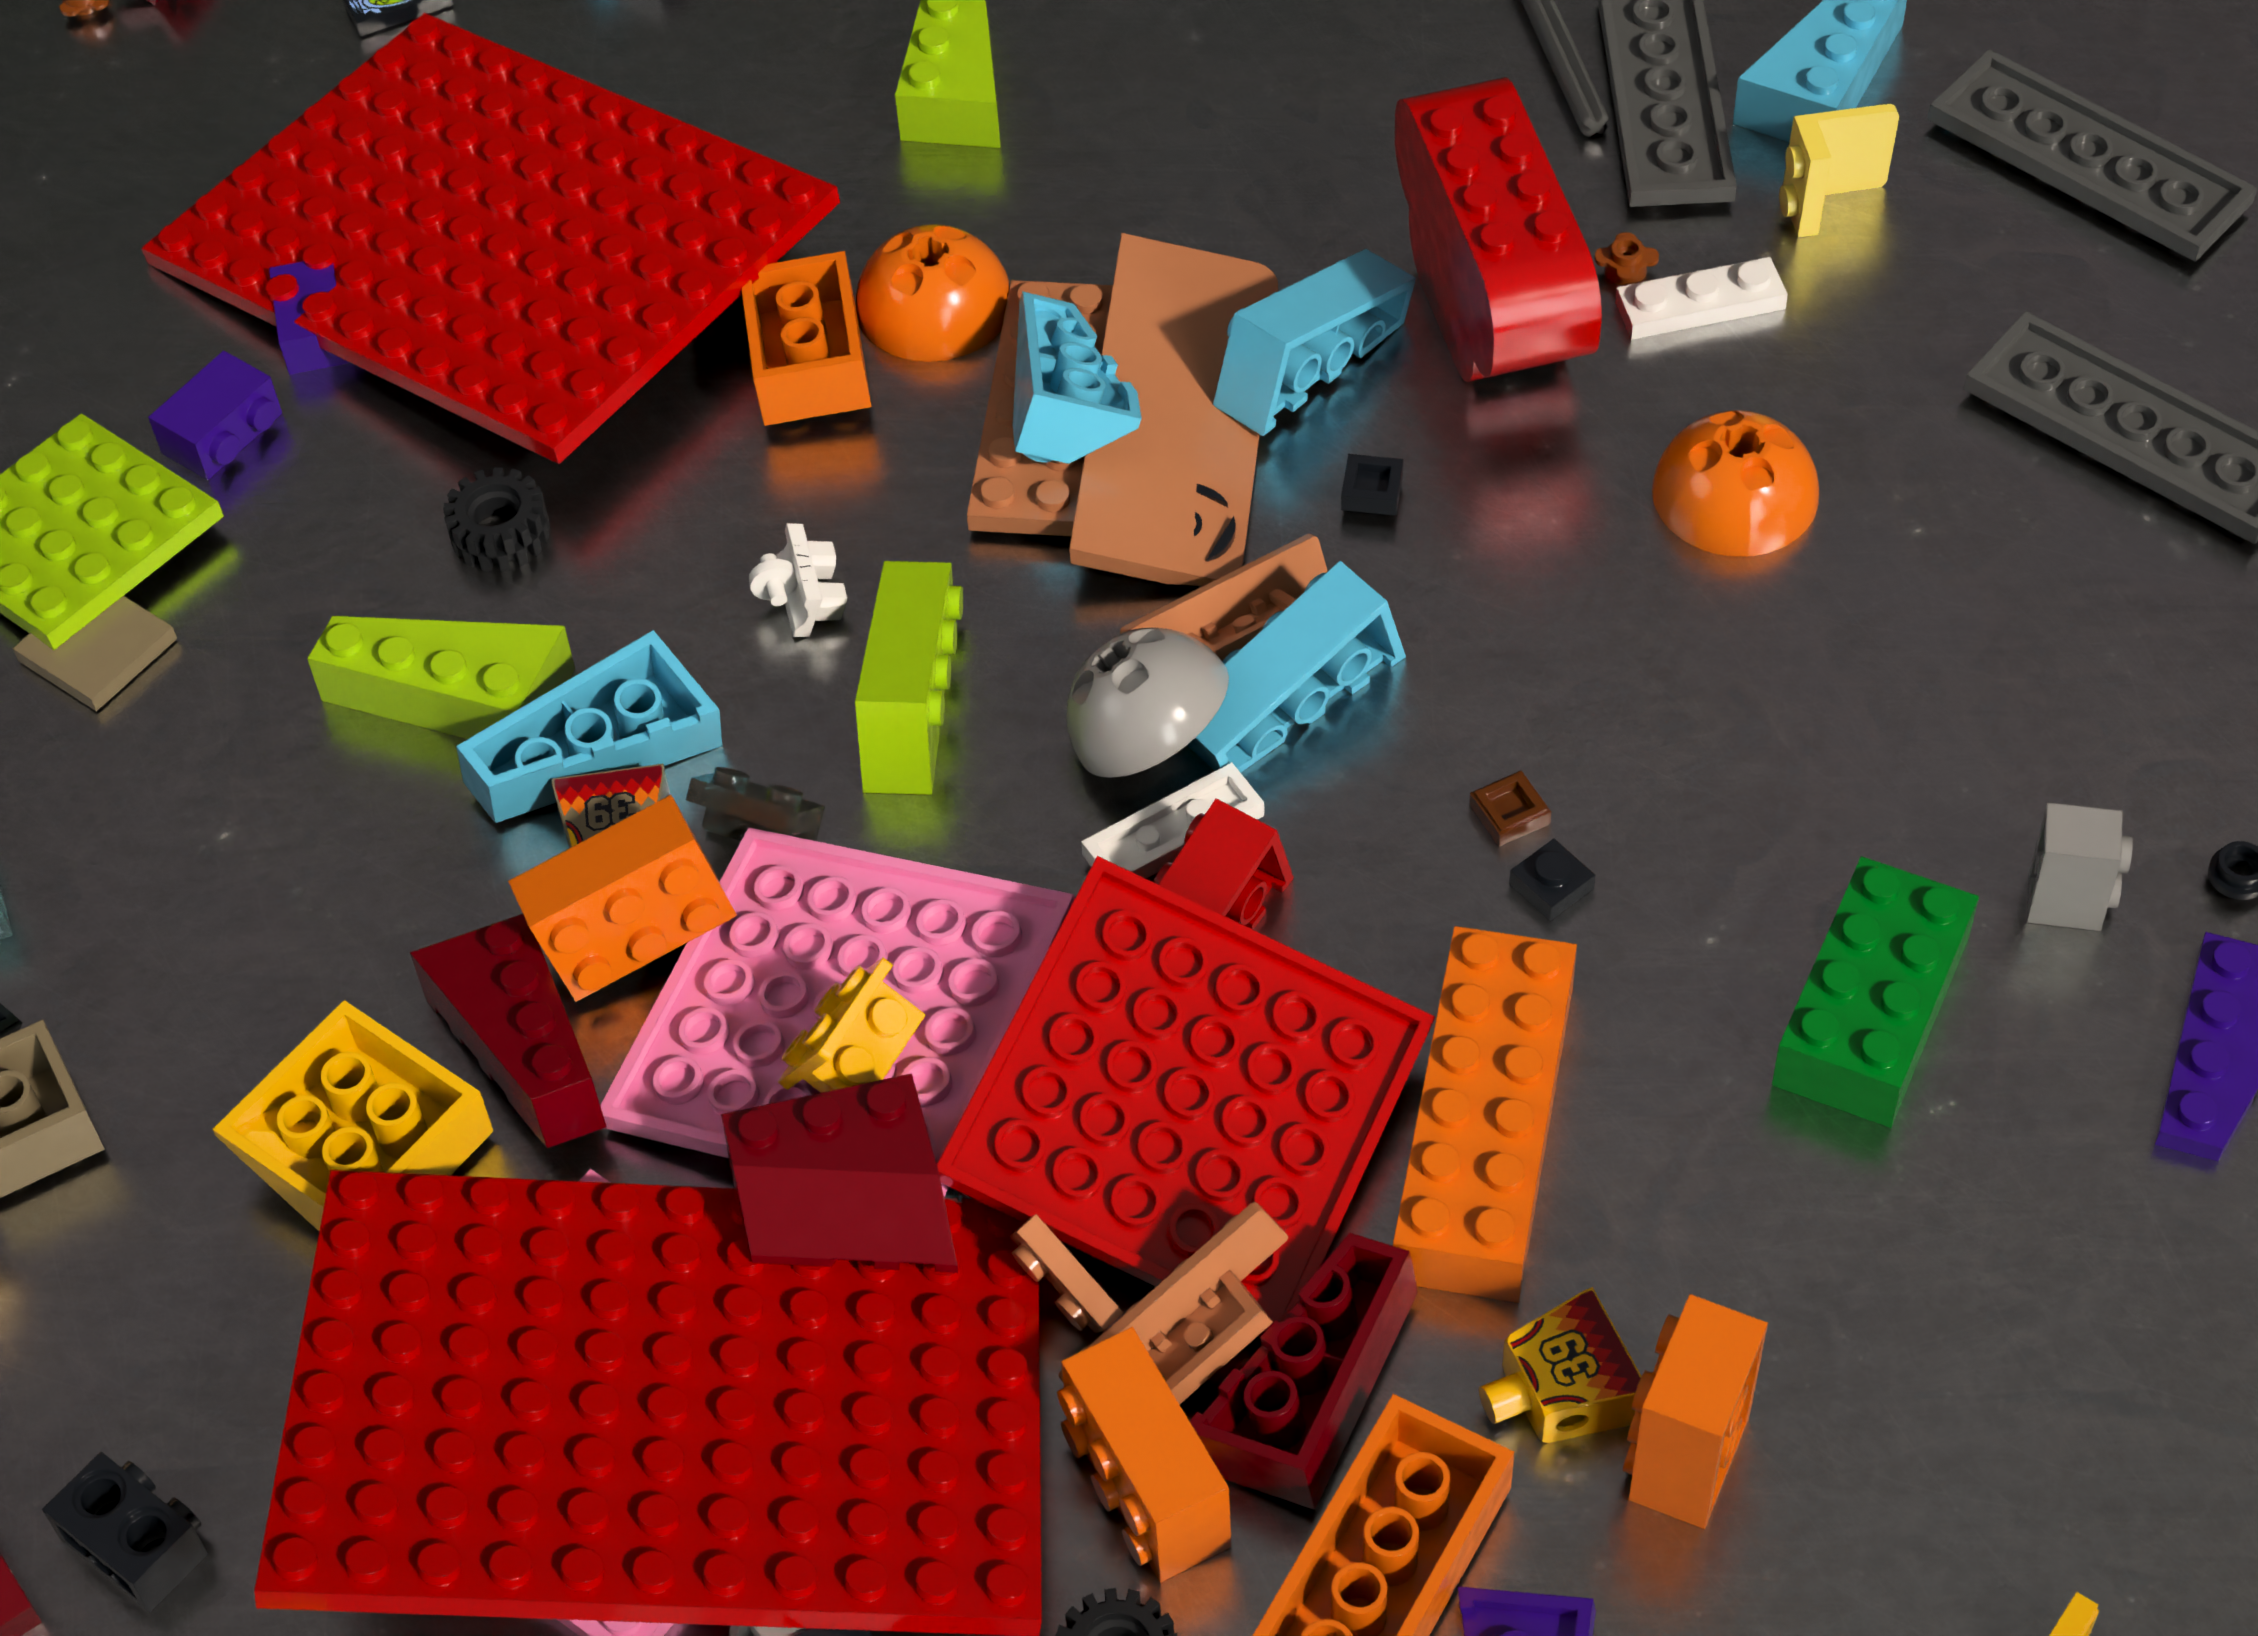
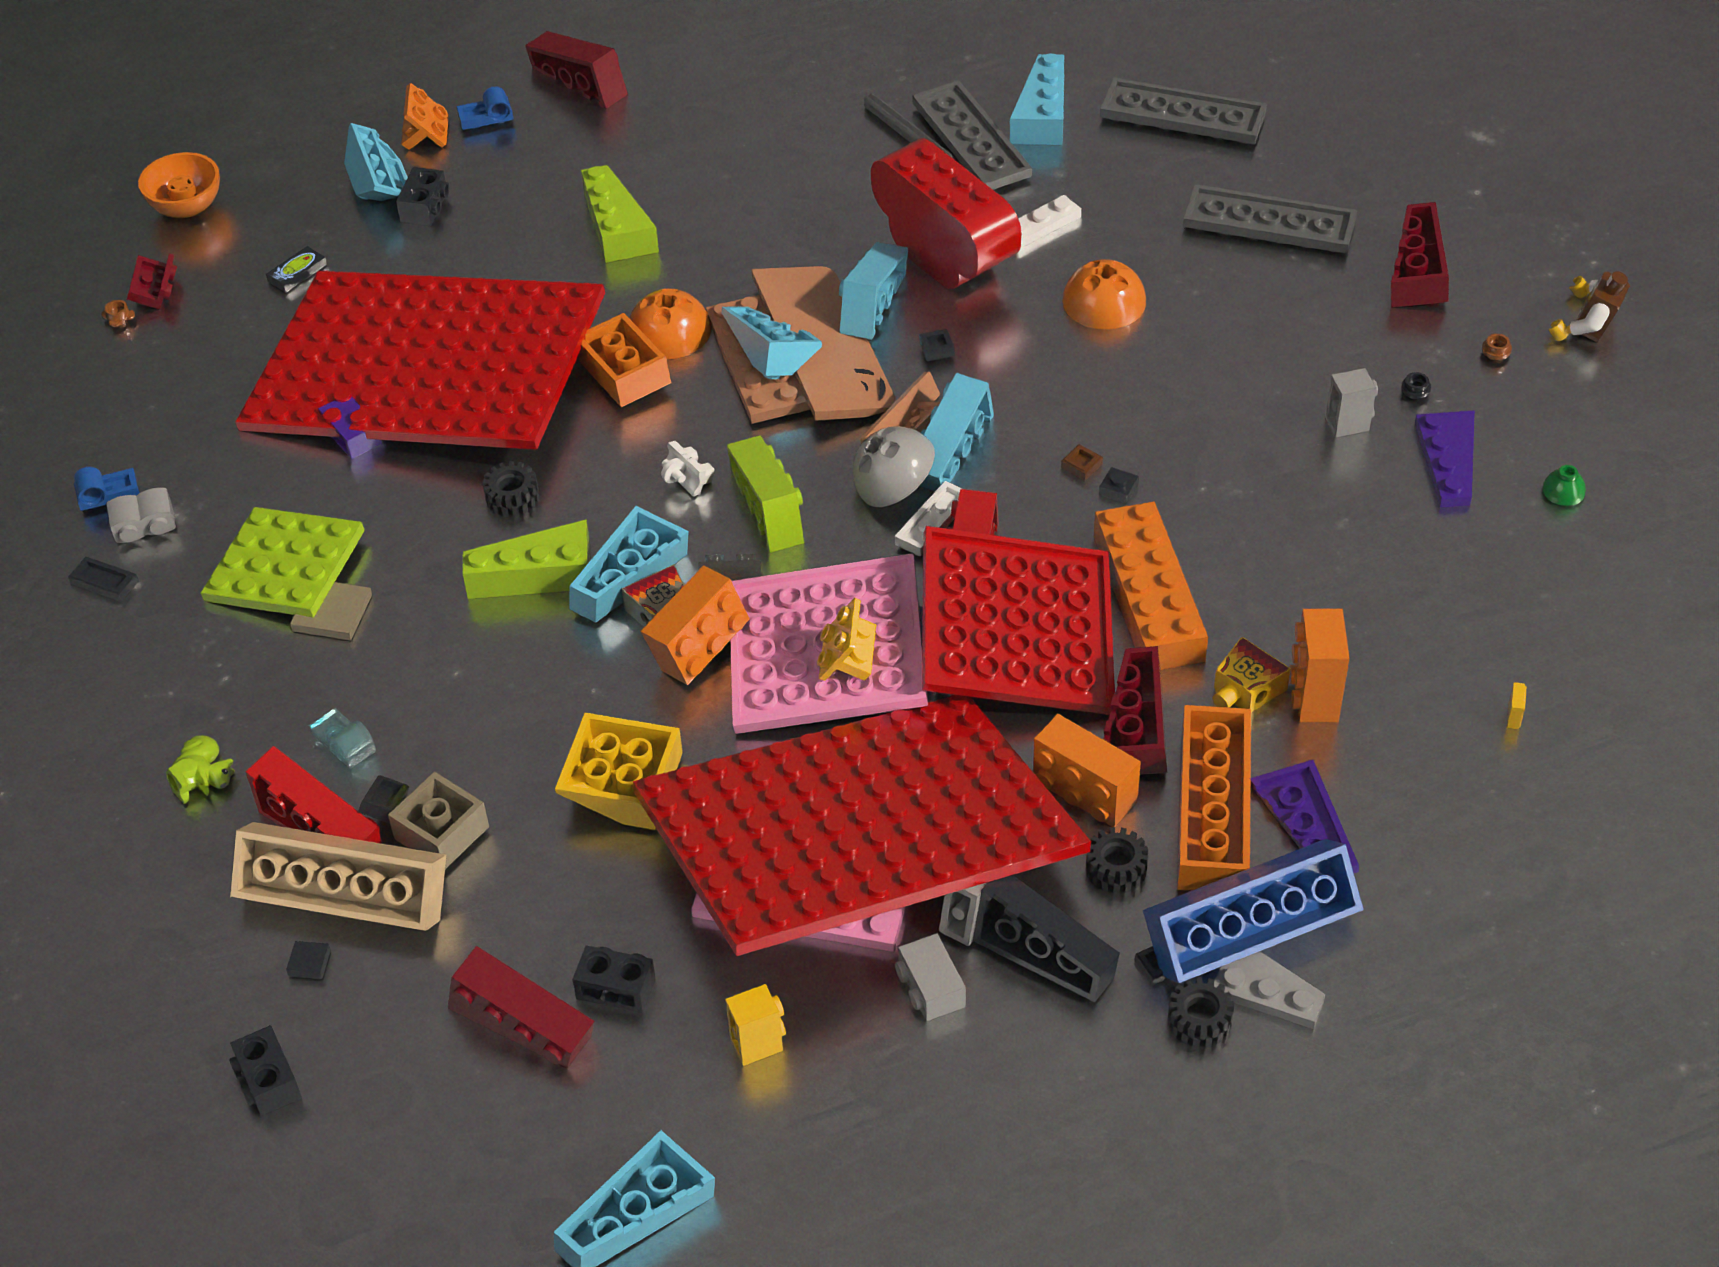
camera: 25 degrees left, 5 degrees down
(215, 415) = (330, 485): dark purple brick -> none
(511, 1017) = (672, 697): dark red wedge -> none
(840, 1179) = (885, 700): dark red wedge -> none
(1081, 1296) = (1004, 710): nougat plate -> none
(1202, 1308) = (1076, 697): nougat bracket -> none
(1833, 156) = (1072, 141): light yellow bracket -> none
(1875, 991) = (1291, 482): green brick -> none

